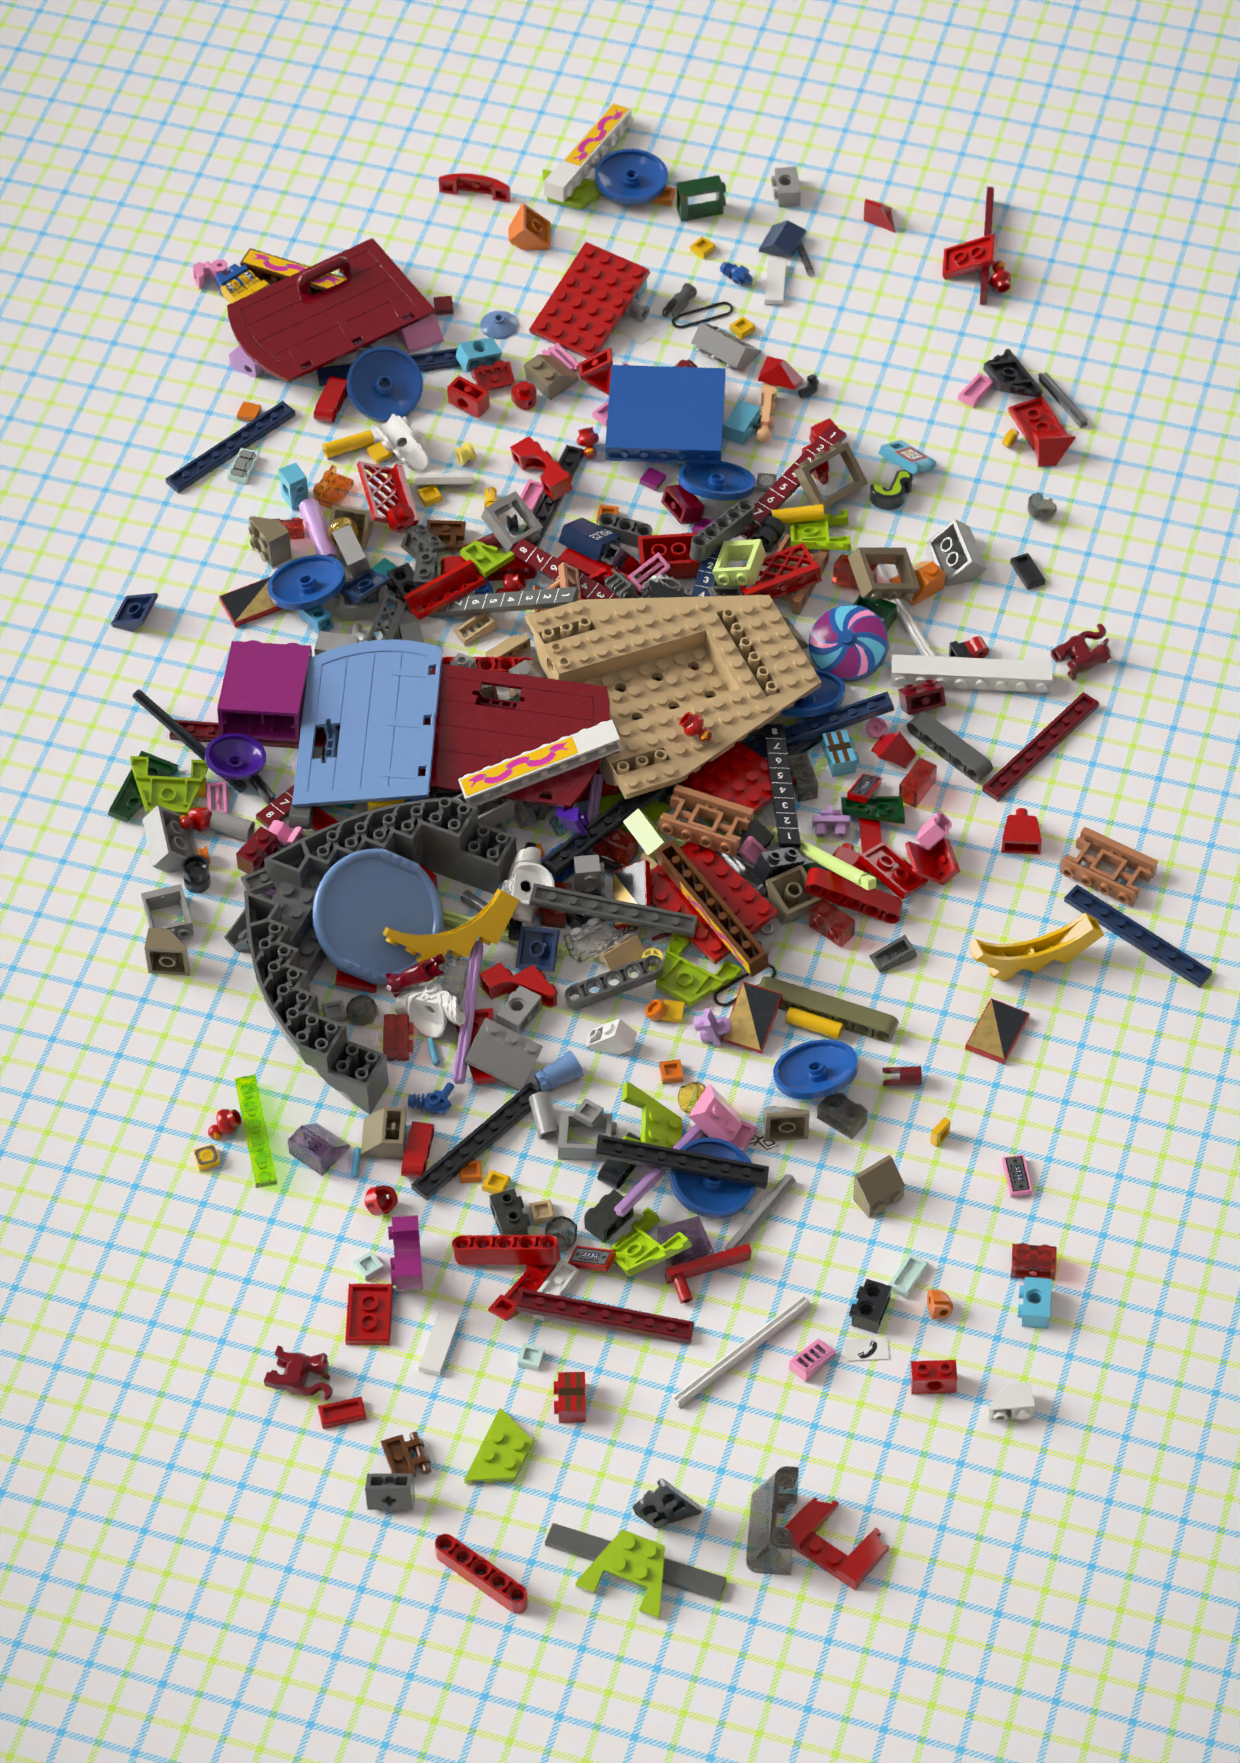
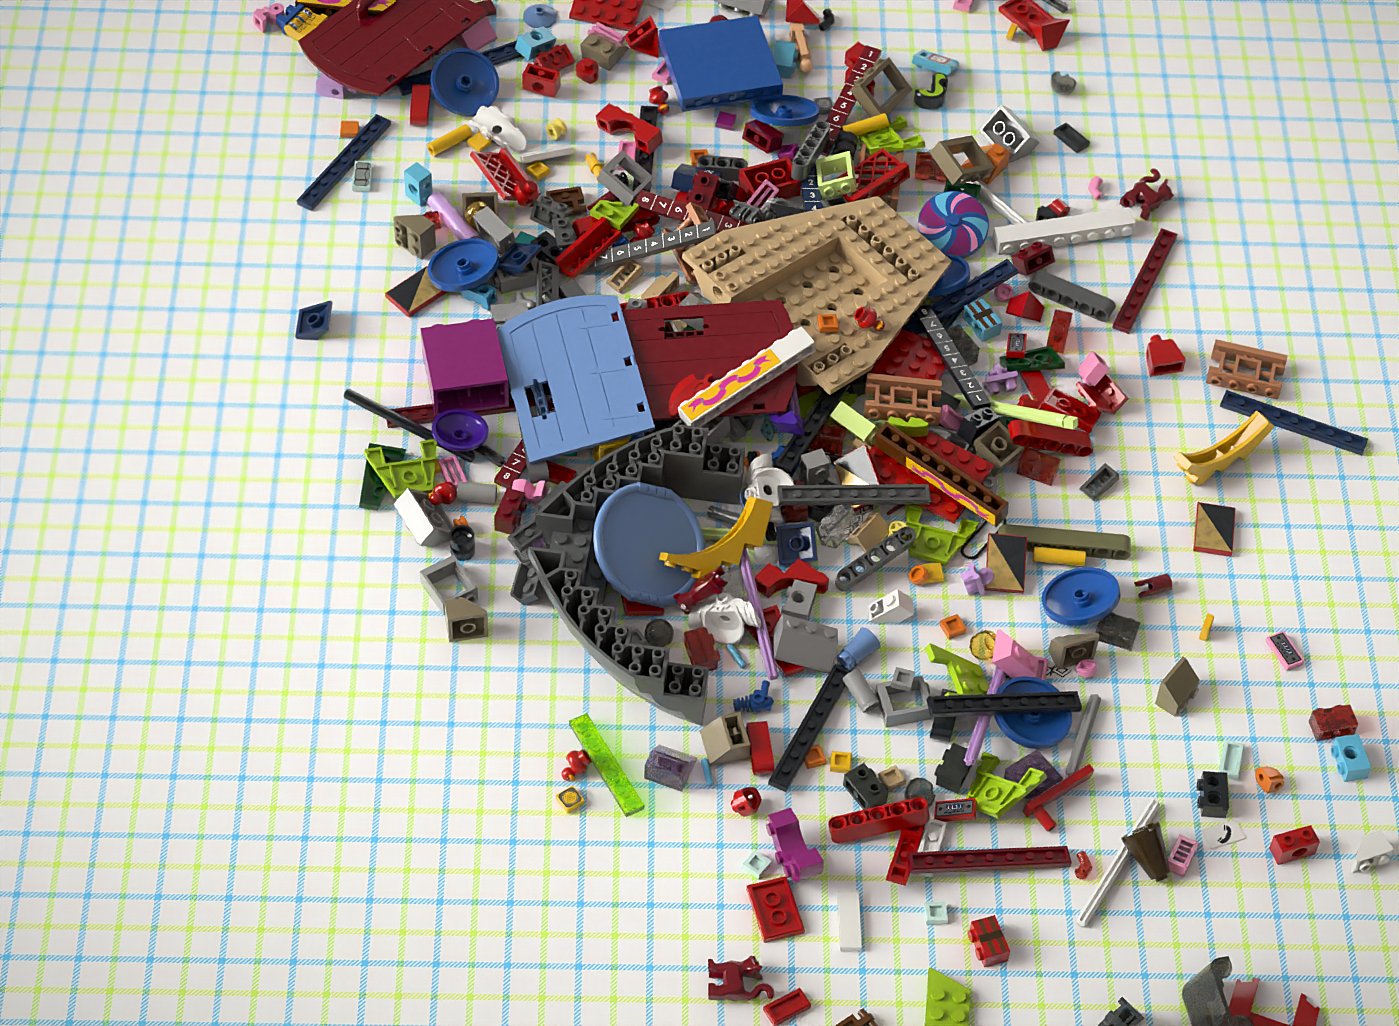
camera: 20 degrees left, 0 degrees up
(332, 488) = (450, 180): clear orange bracket -> none
(475, 762) = (686, 390): none -> red piece
(587, 552) = (704, 189): none -> dark red brick
(650, 722) = (828, 323): none -> orange tile
(702, 852) = (913, 428): none -> lime slope
(704, 1348) = (1085, 866): none -> clear red arm
(773, 1345) = (1149, 850): none -> dark brown cone
(793, 1146) = (1086, 668): none -> bright pink tile
(1030, 627) = (1093, 187): none -> bright pink arm

